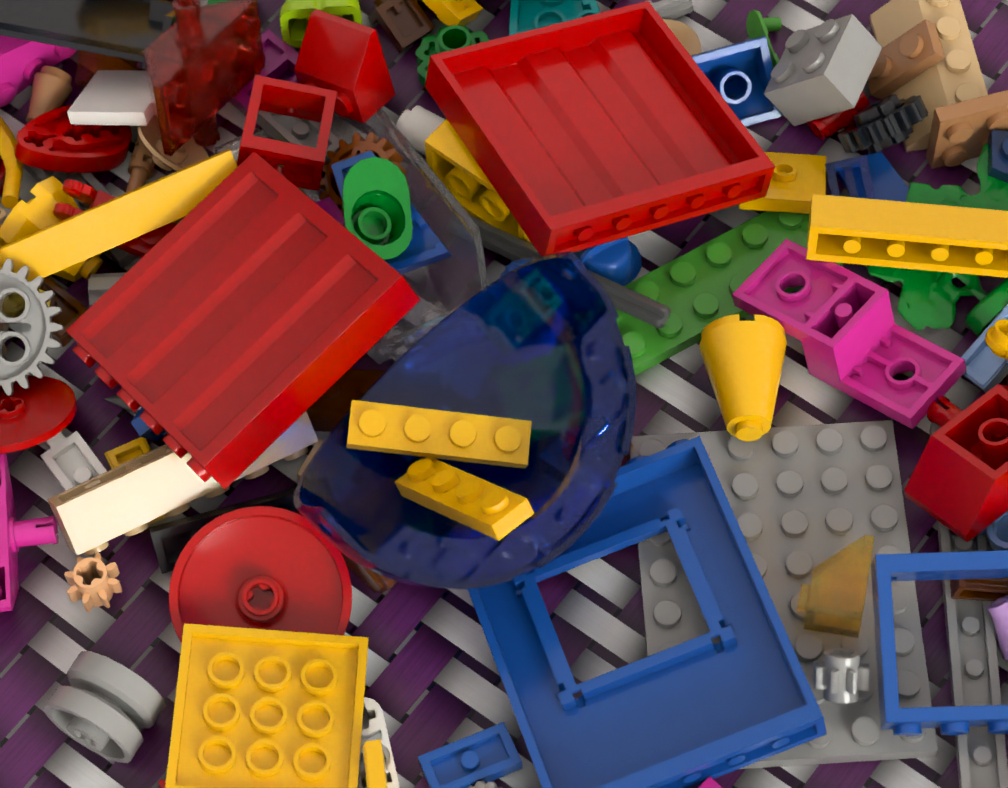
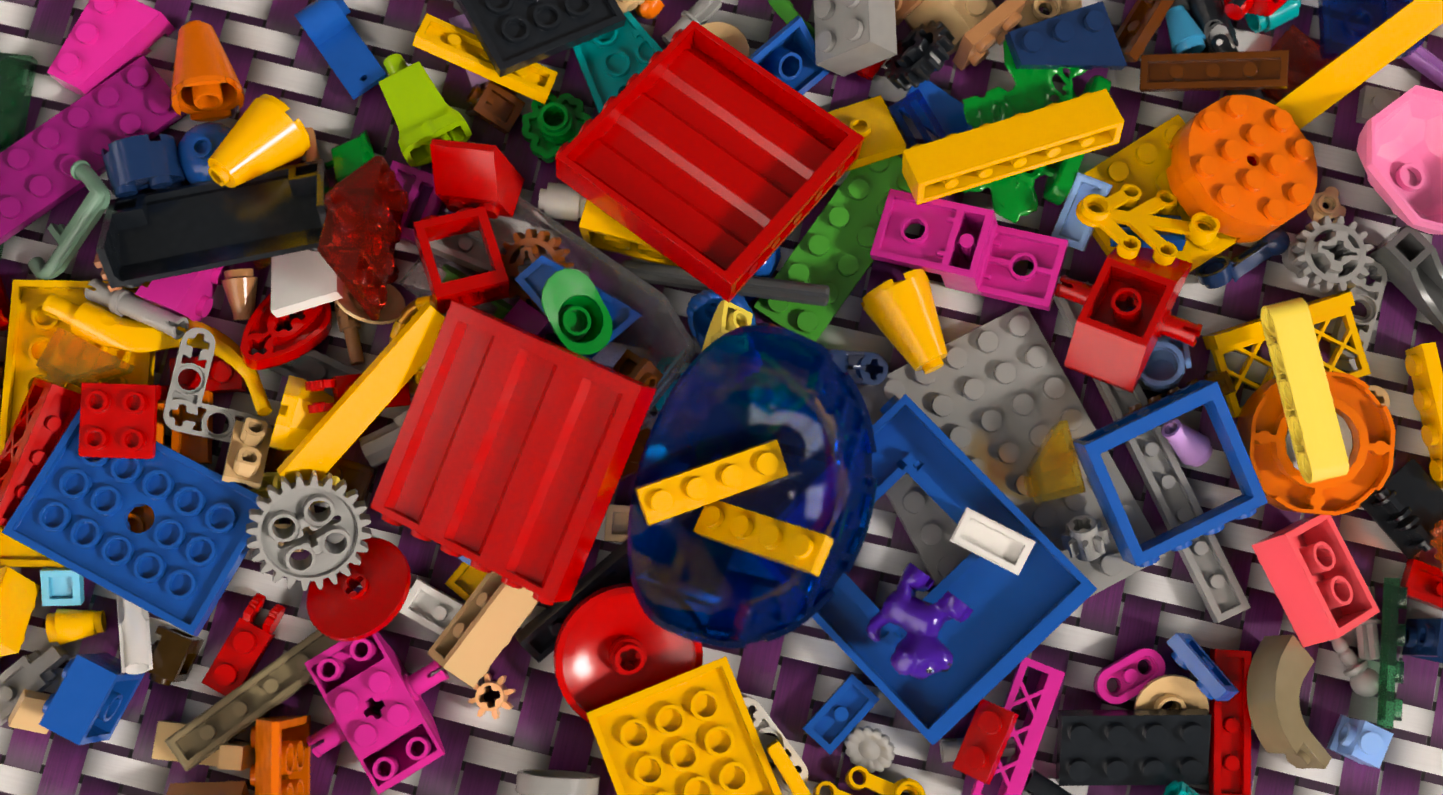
camera: 30 degrees left, 20 degrees up
(423, 311) = (638, 368): none -> reddish brown bracket
(606, 657) = (920, 650): none -> dark purple animal
(665, 410) = (866, 369): none -> dark blue piece
(725, 620) = (992, 541): none -> white tile

